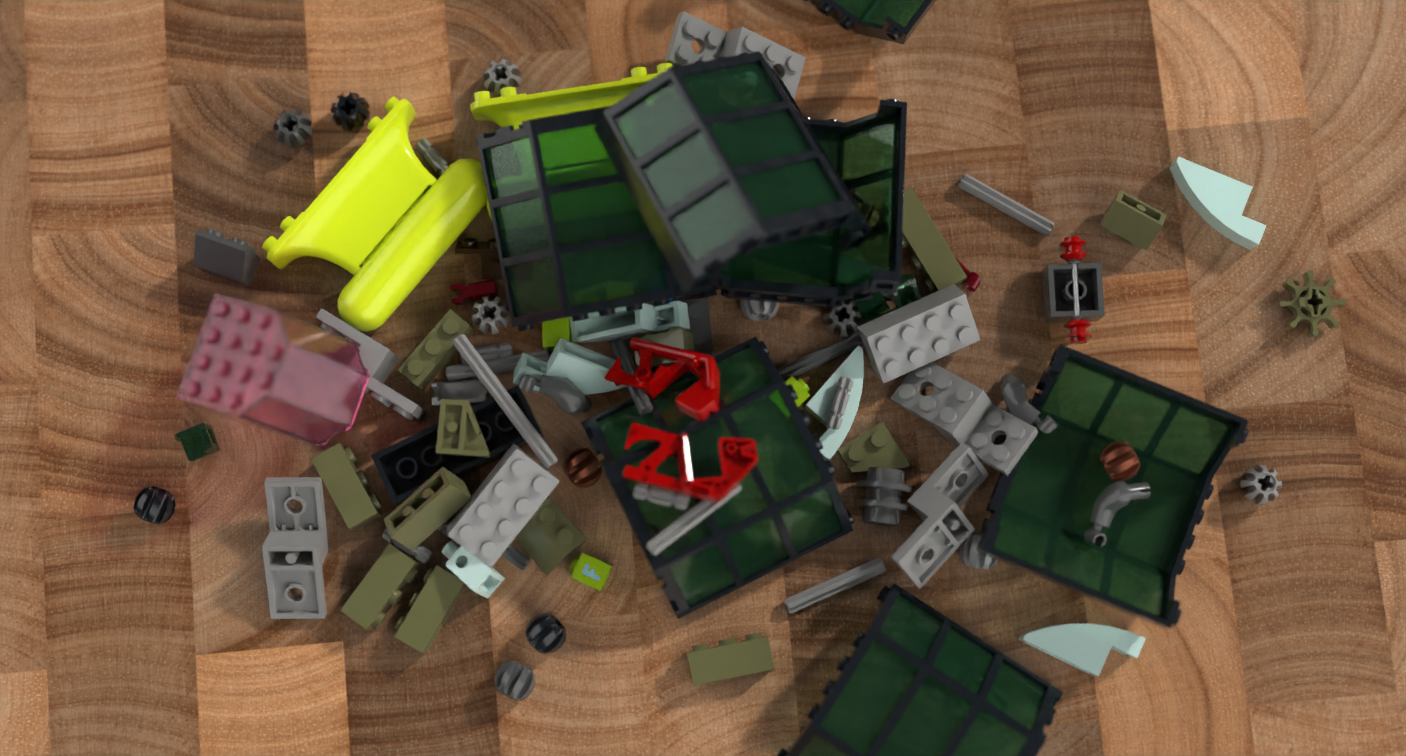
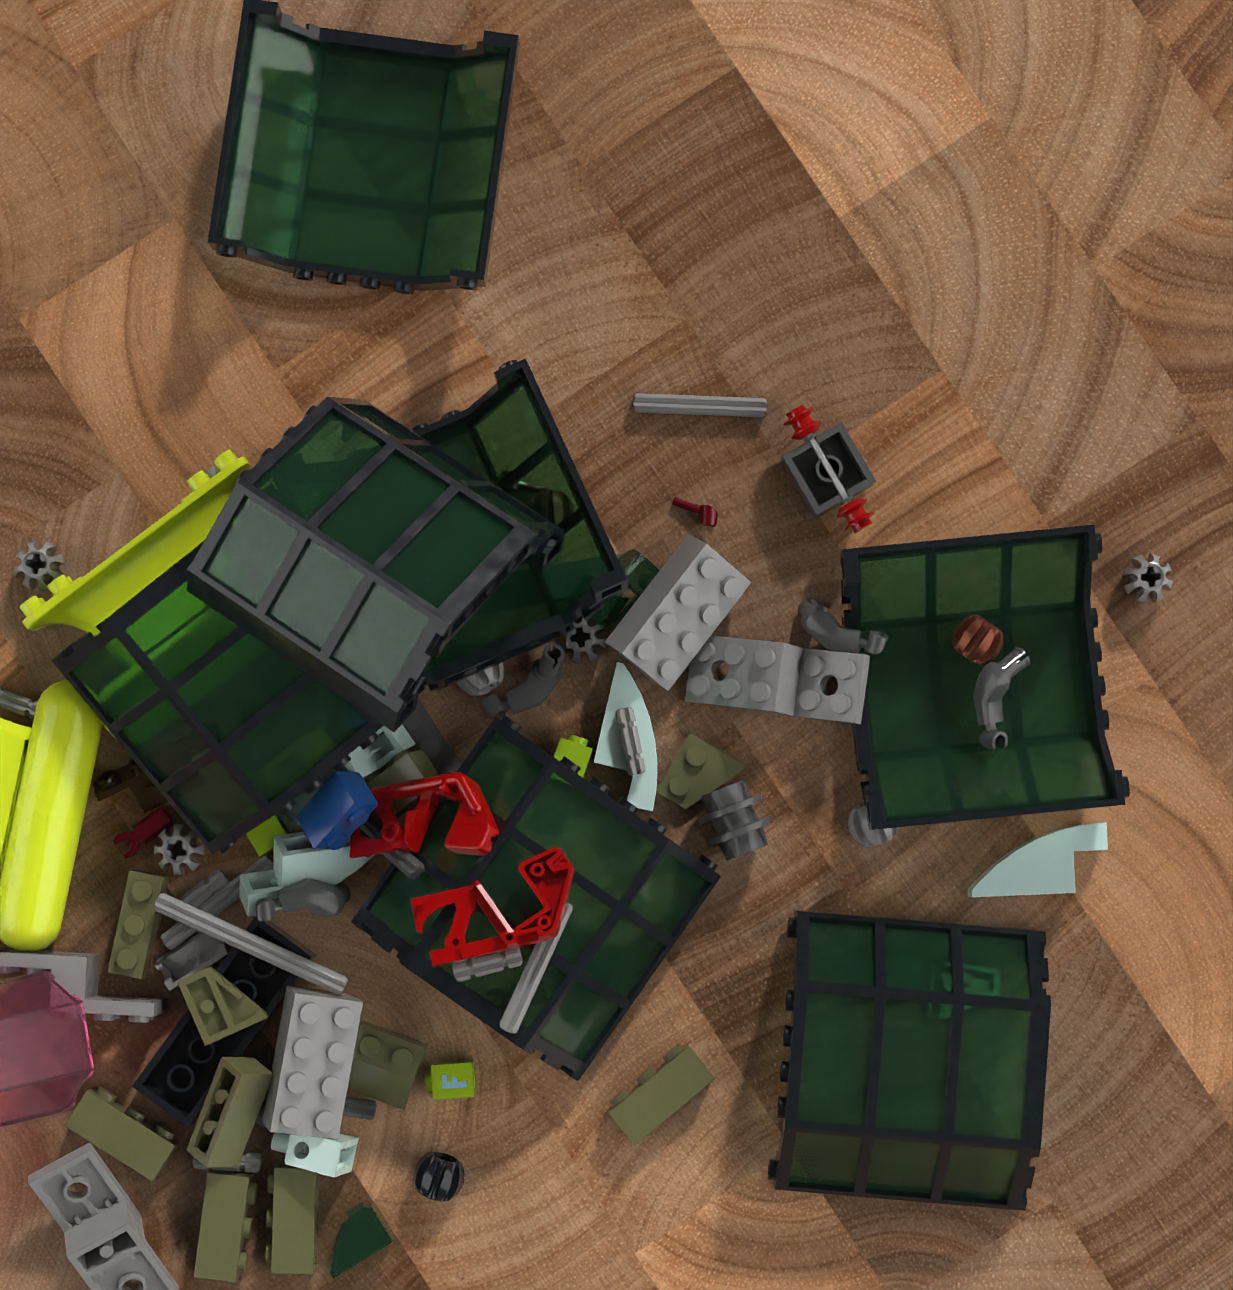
camera: 30 degrees left, 5 degrees up
(468, 646) = (360, 1237): none -> clear green slope
(514, 680) = (432, 1247): dark grey piece -> none
(582, 467) = (378, 969): copper piece -> none
(613, 340) = (336, 810): none -> blue brick
(718, 43) = (286, 396): light grey bracket -> none
(789, 337) = (538, 686): none -> dark grey arm
(821, 356) = (580, 696): dark grey axle -> none
(835, 585) = (733, 946): light grey axle -> none
(927, 247) = (633, 503): olive brick -> none
(943, 522) = (819, 816): light grey bracket -> none
(1133, 220) = (852, 349): olive brick -> none
(1218, 201) = (938, 274): light aqua slope -> none
(1314, 295) = (1102, 353): olive gear -> none

